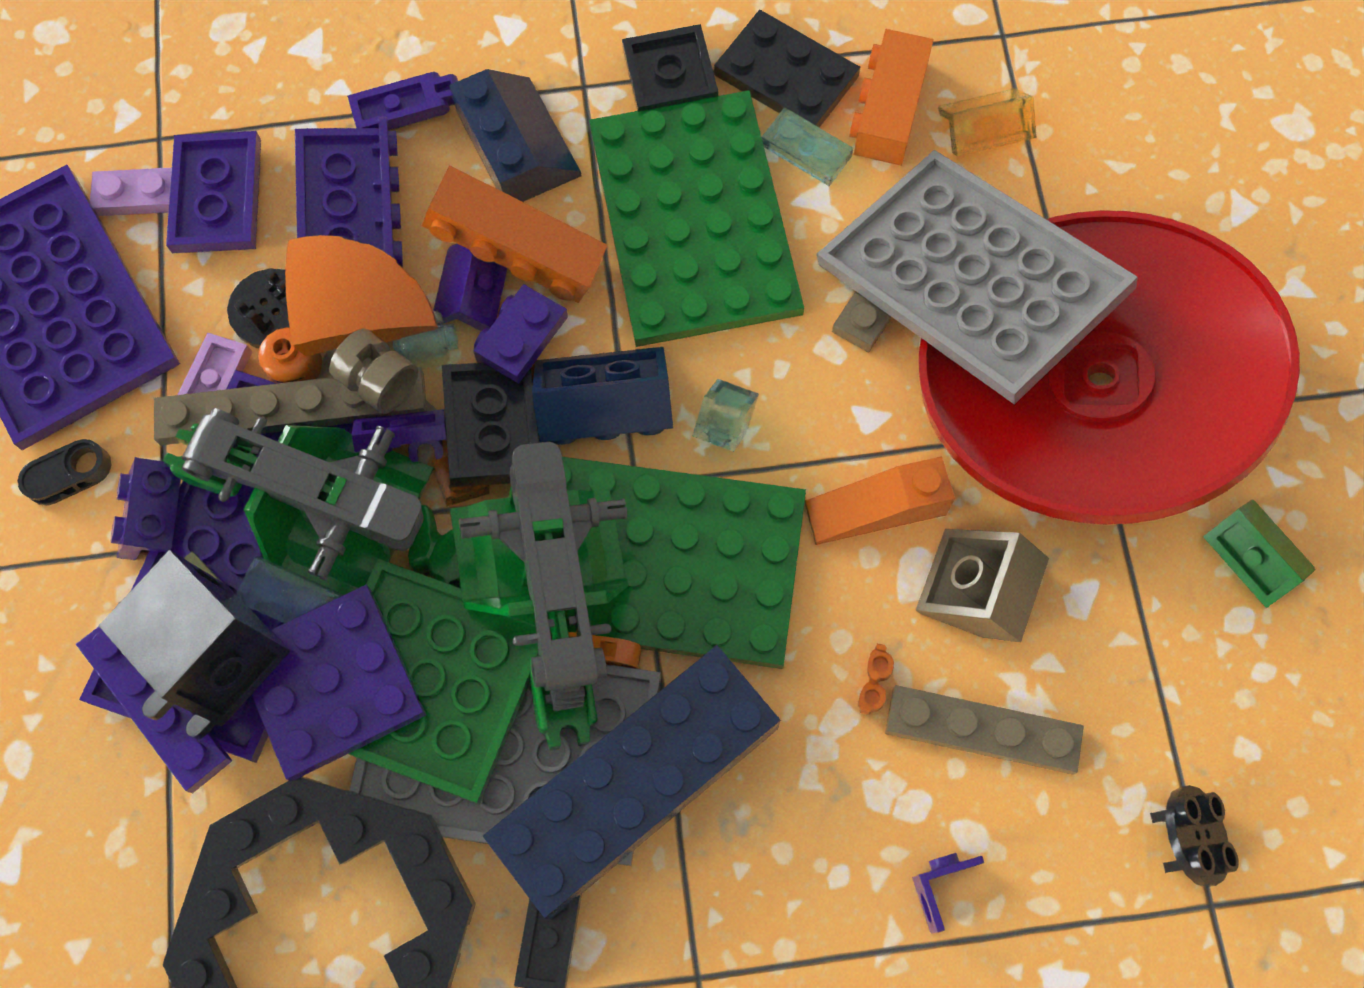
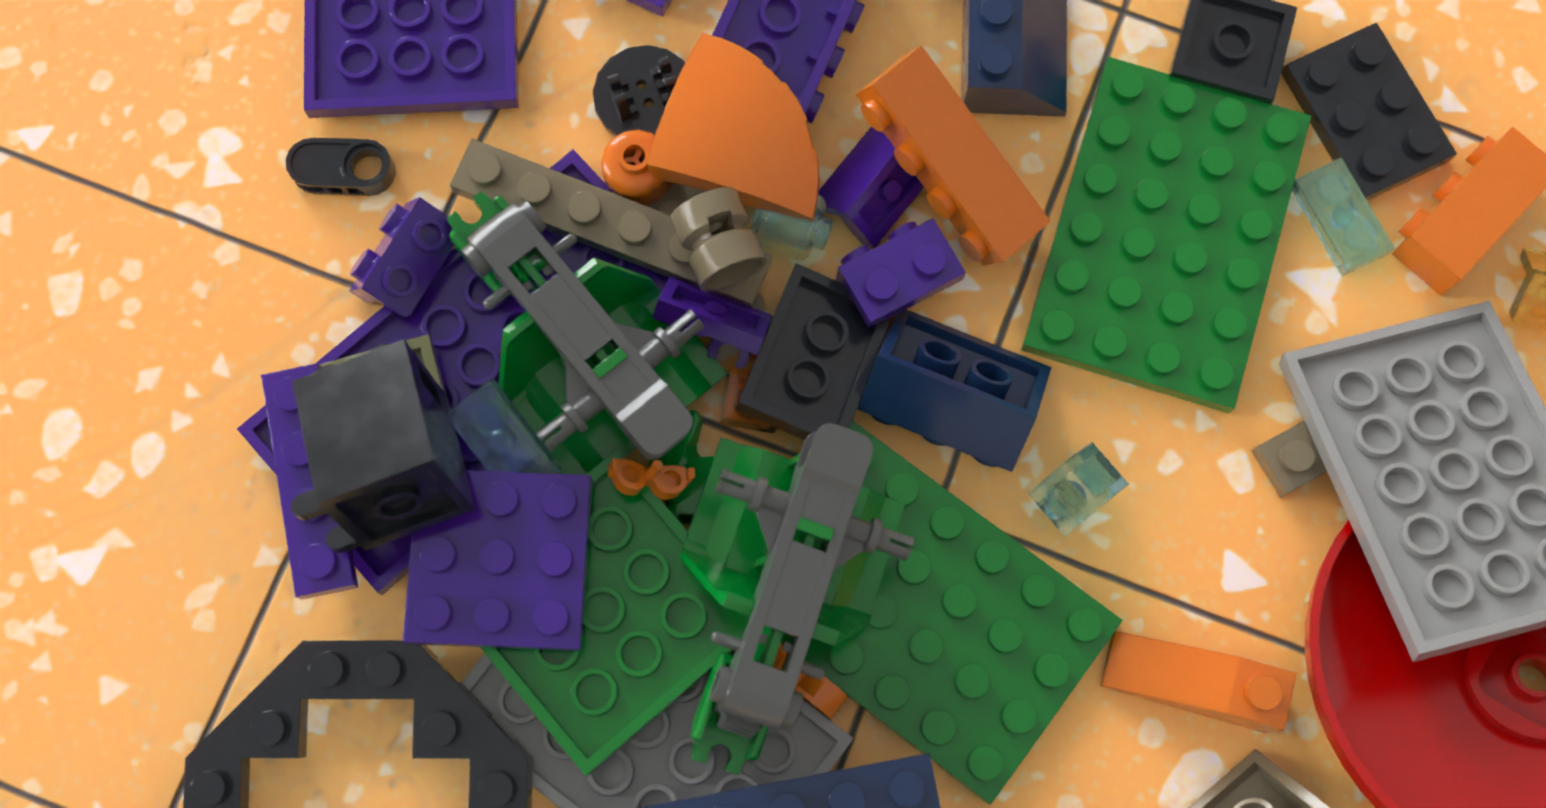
camera: 25 degrees right, 5 degrees up
(215, 365) = (553, 132): lavender plate -> none
(424, 562) = (664, 481): none -> orange piece

